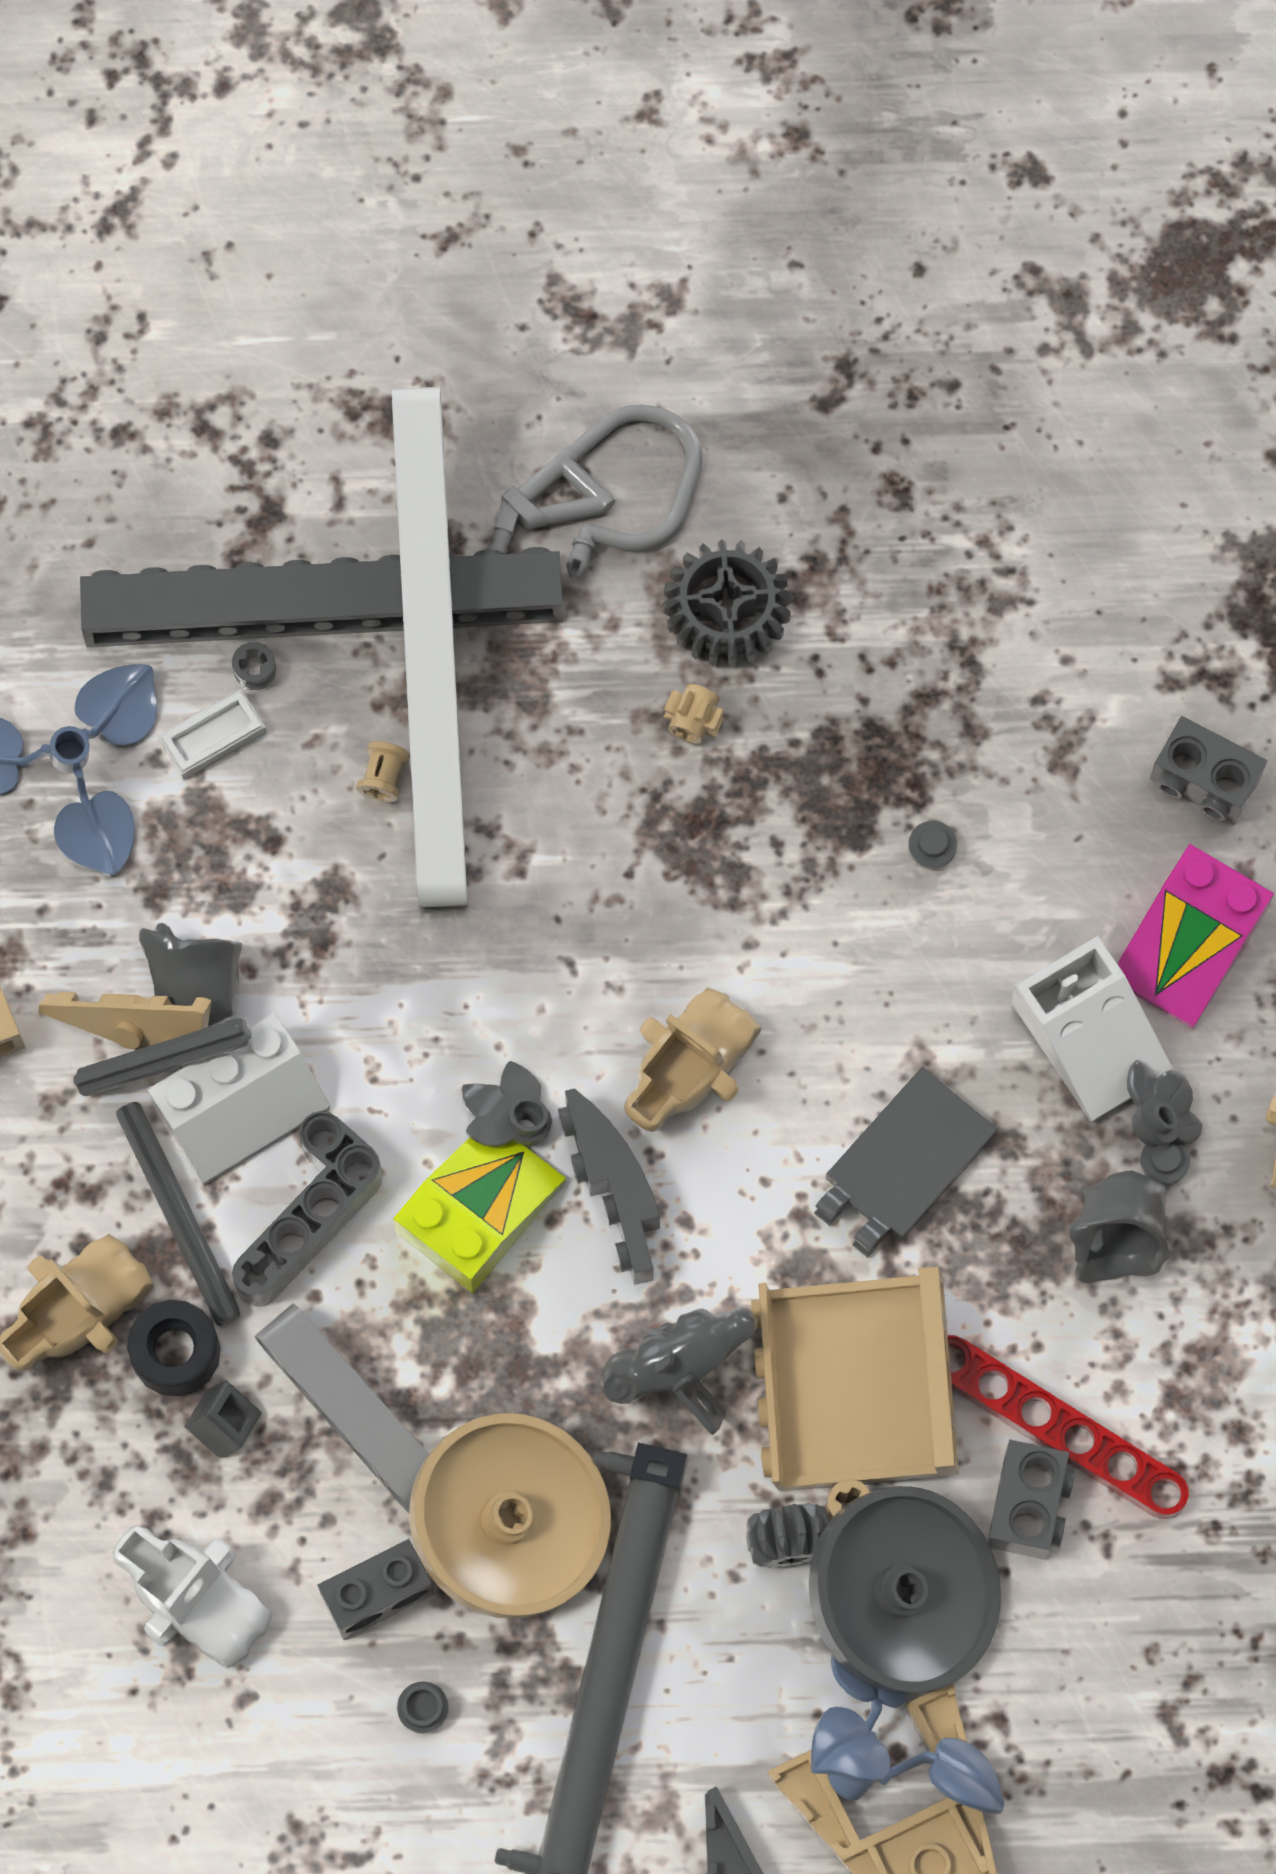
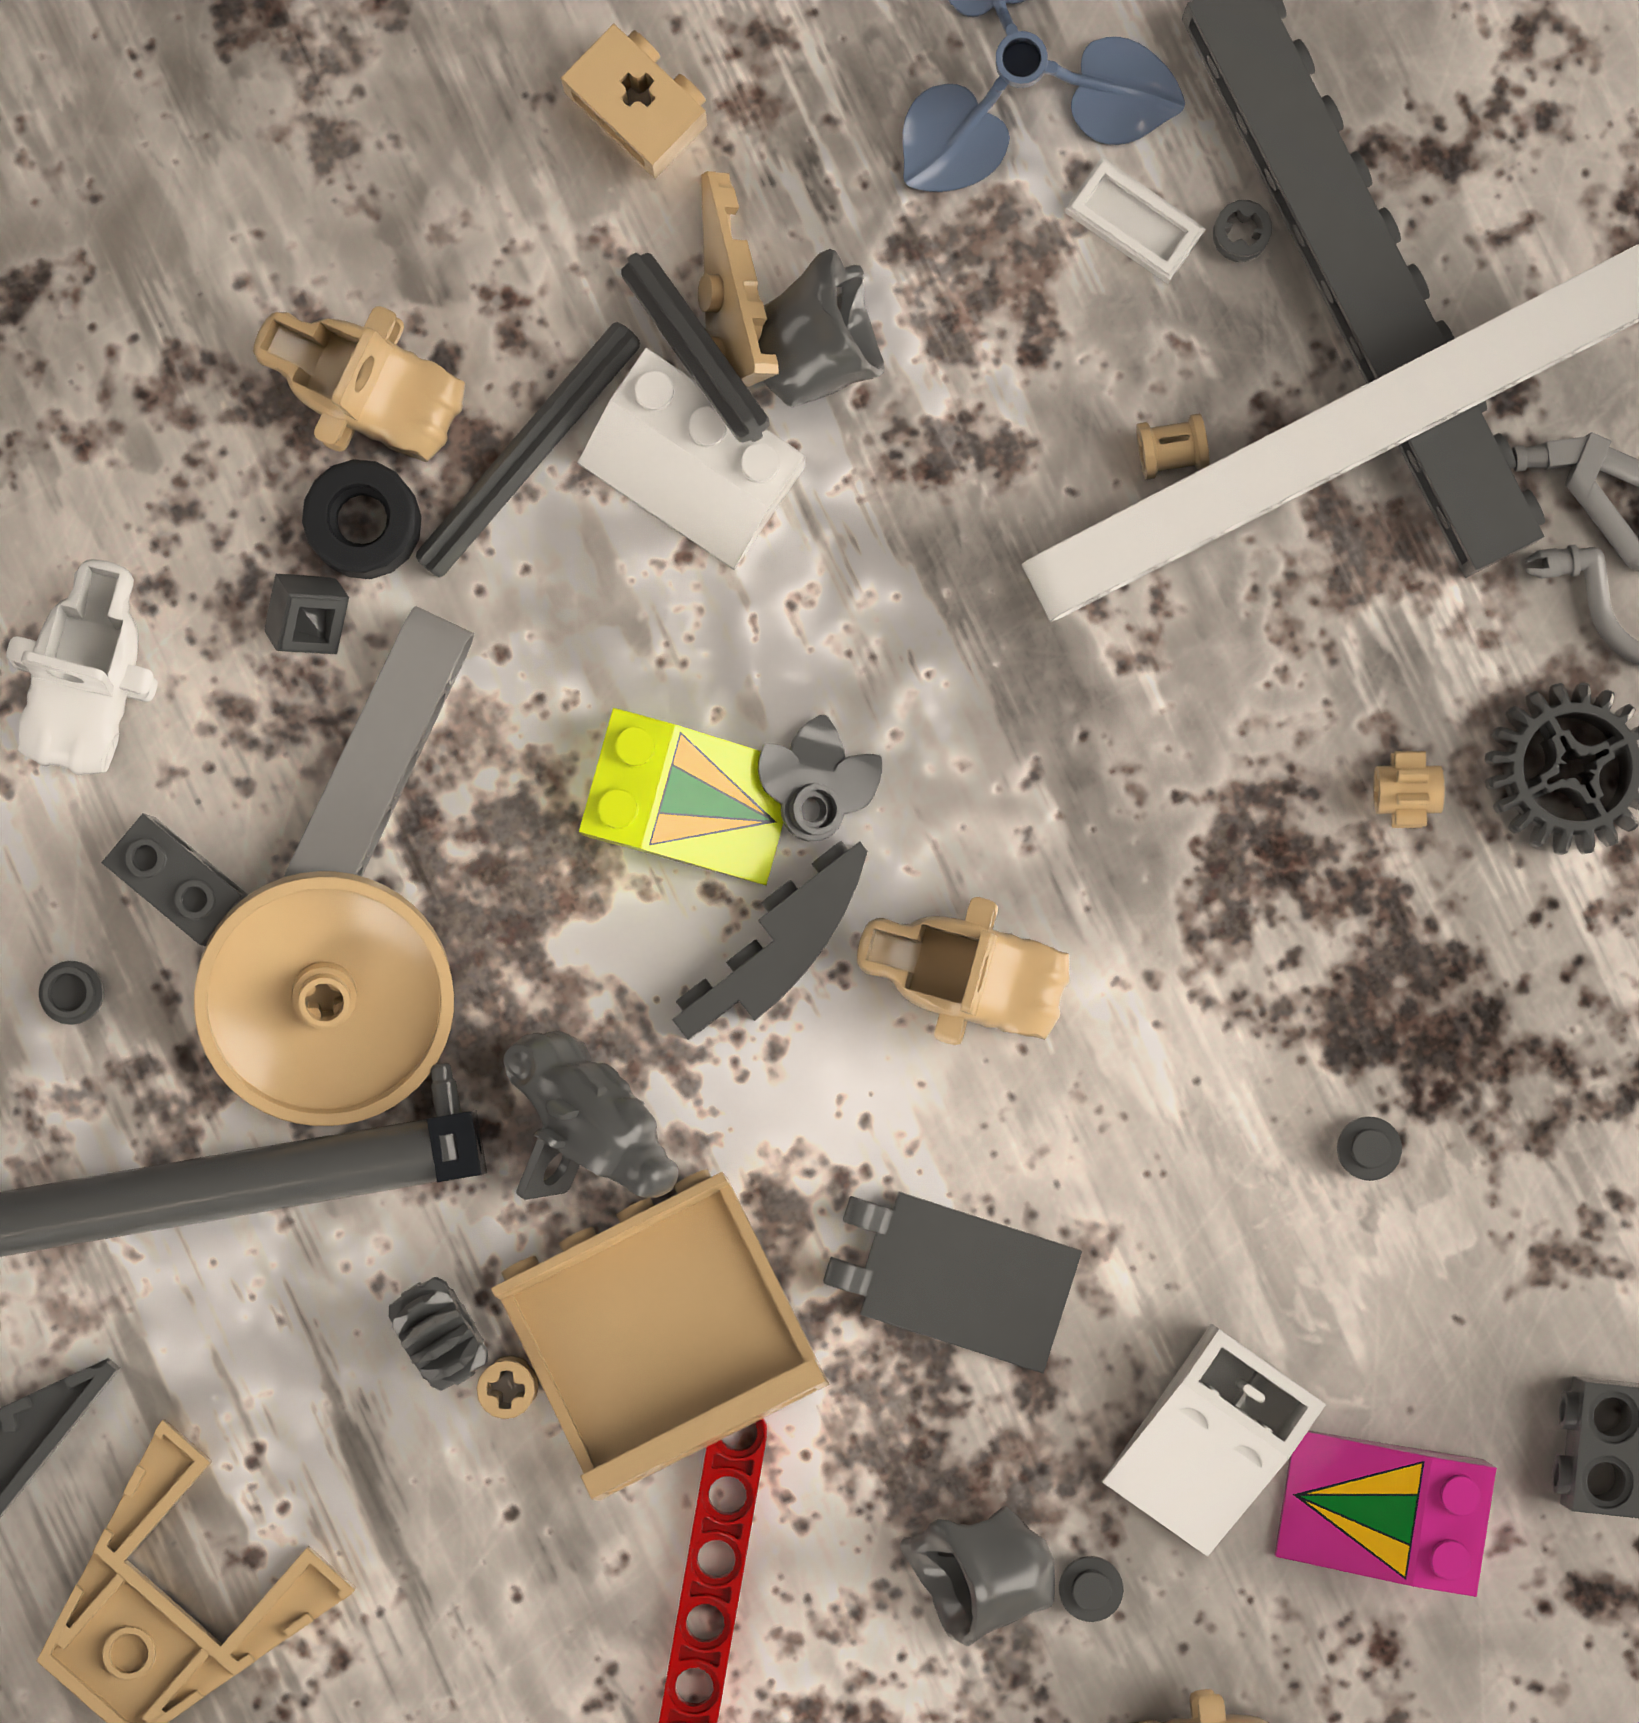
camera: 65 degrees right, 15 degrees up
(299, 1217) = (583, 595): dark grey beam -> none
(856, 1760) = (194, 1521): sand blue plant -> none
(904, 1590) = (428, 1496): dark grey dish -> none
(1018, 1497) = (600, 1578): dark grey brick -> none
(1162, 1107) = (1152, 1561): dark grey plate -> none

